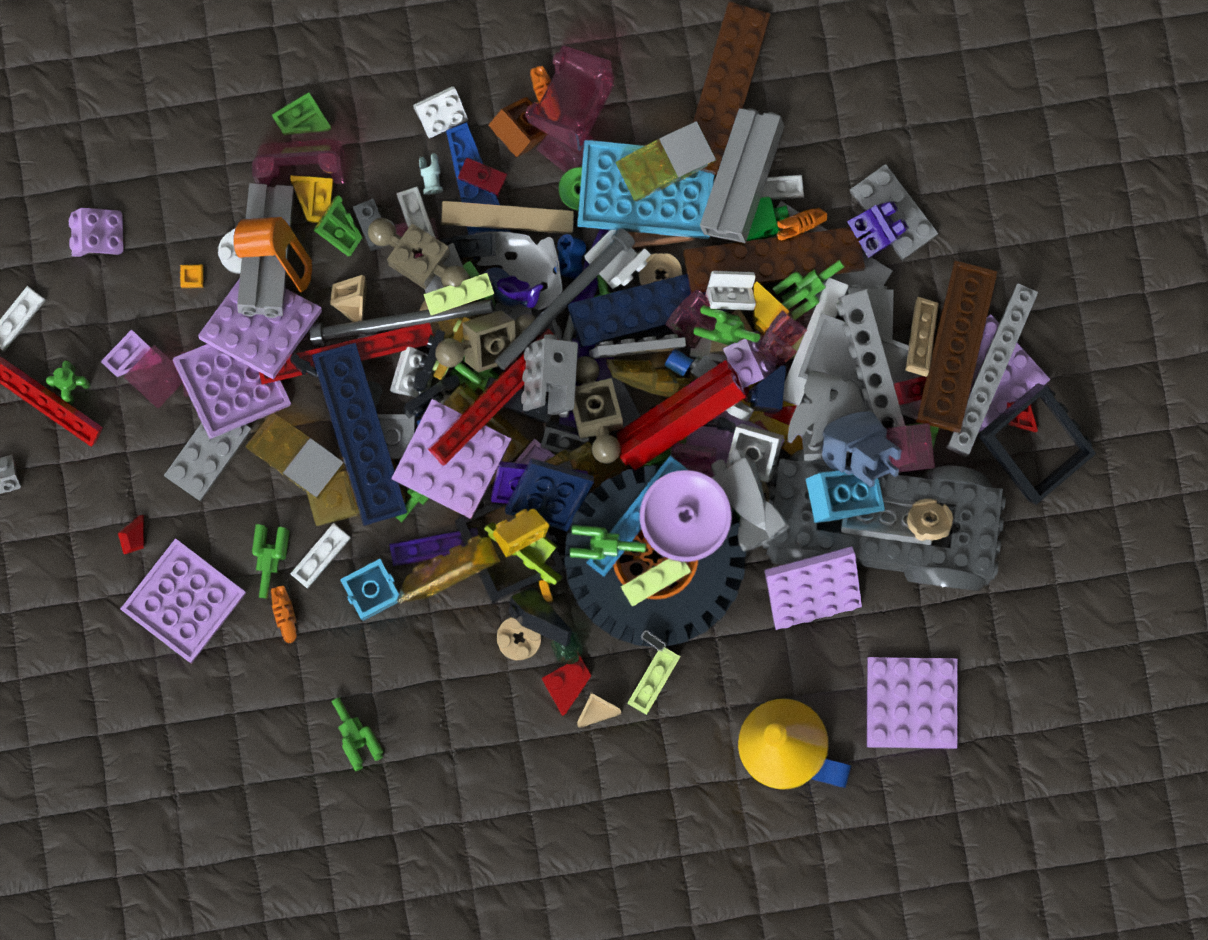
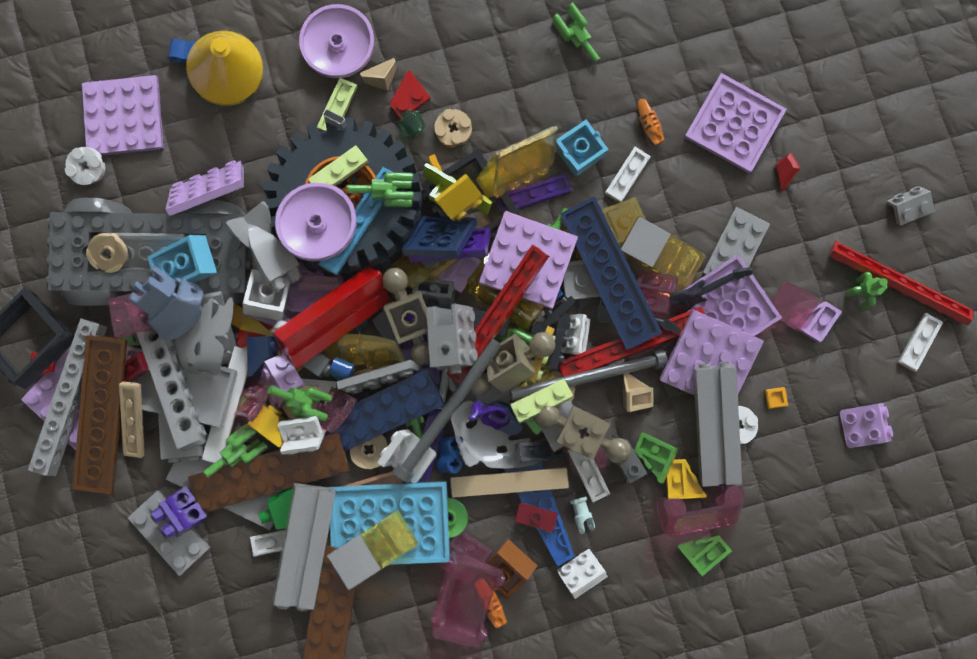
camera: 170 degrees right, 0 degrees up
(268, 554) = (671, 167): bright green plant -> none
(270, 238) = (717, 428): orange piece -> none
(280, 393) = (685, 299): none -> black piece
(309, 410) = (656, 290): none -> clear pink slope
(537, 615) = (439, 142): black slope -> none
(644, 758) = (336, 41): none -> lavender dish
(800, 223) = (247, 509): orange hinge -> none
(959, 631) = (94, 161): none -> white plate

